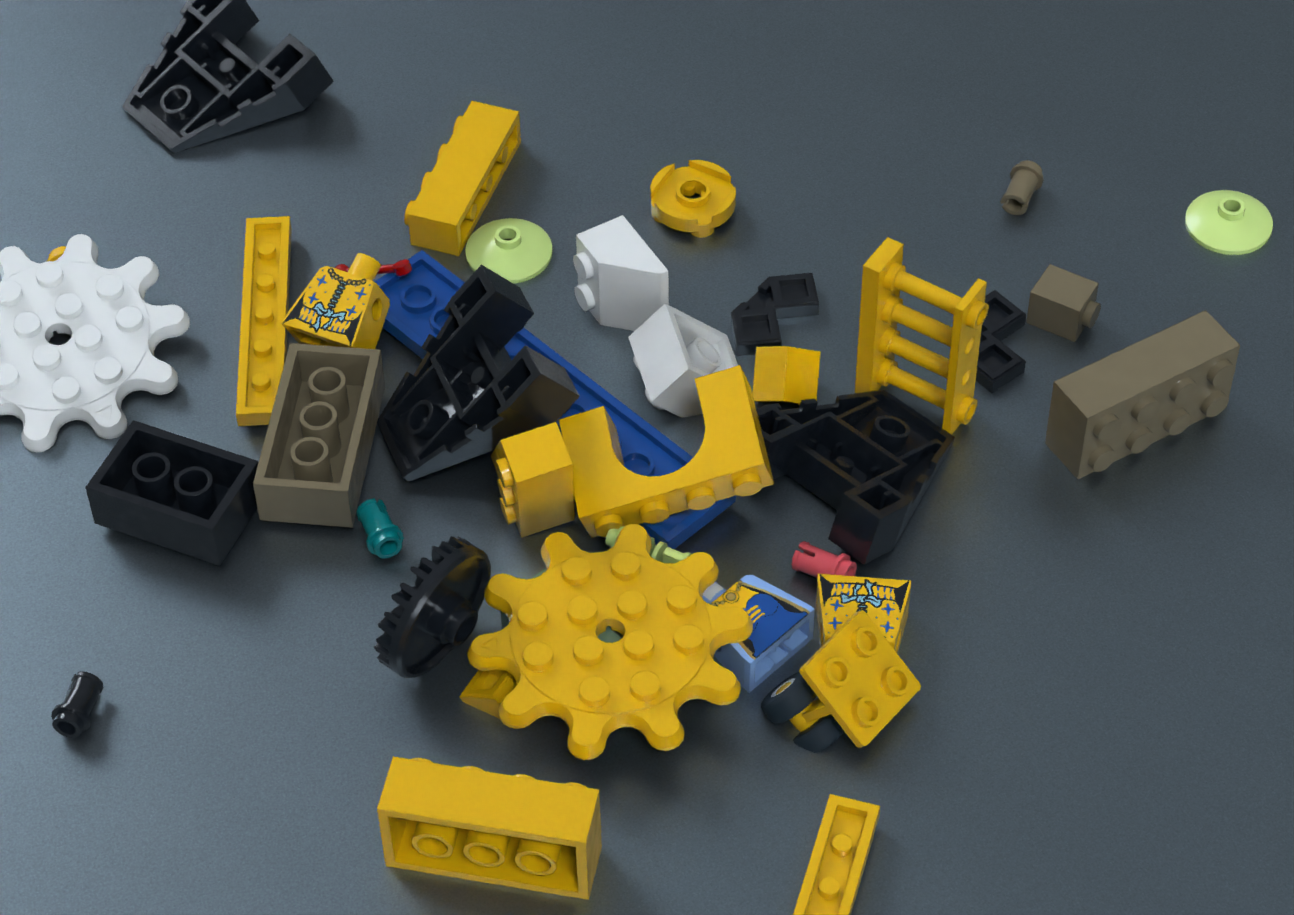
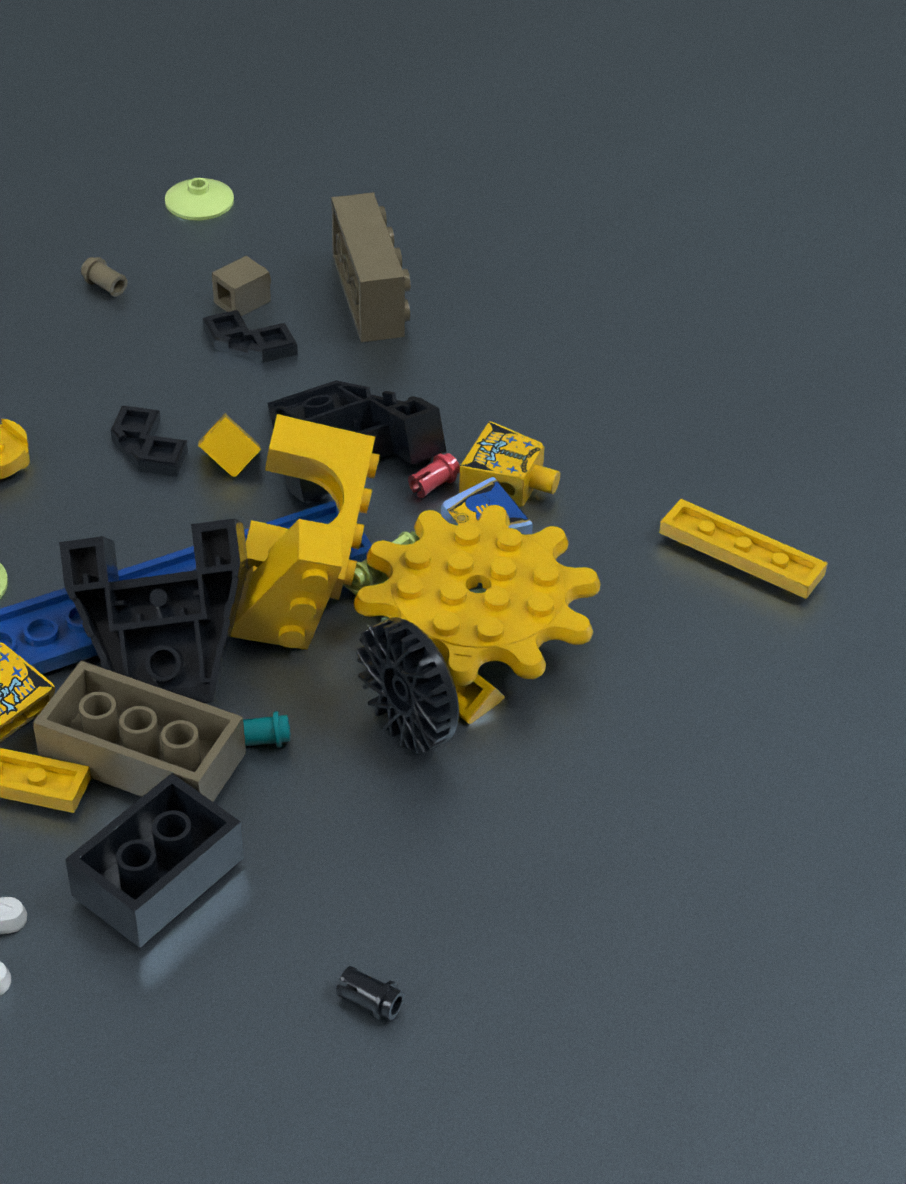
camera: 75 degrees left, 5 degrees down
(490, 827) = (637, 709): yellow brick -> none
(619, 275) = (81, 494): white slope -> none
(673, 352) = (184, 496): white slope -> none
(857, 688) = (578, 490): yellow plate -> none
(880, 340) = (249, 329): yellow fence -> none

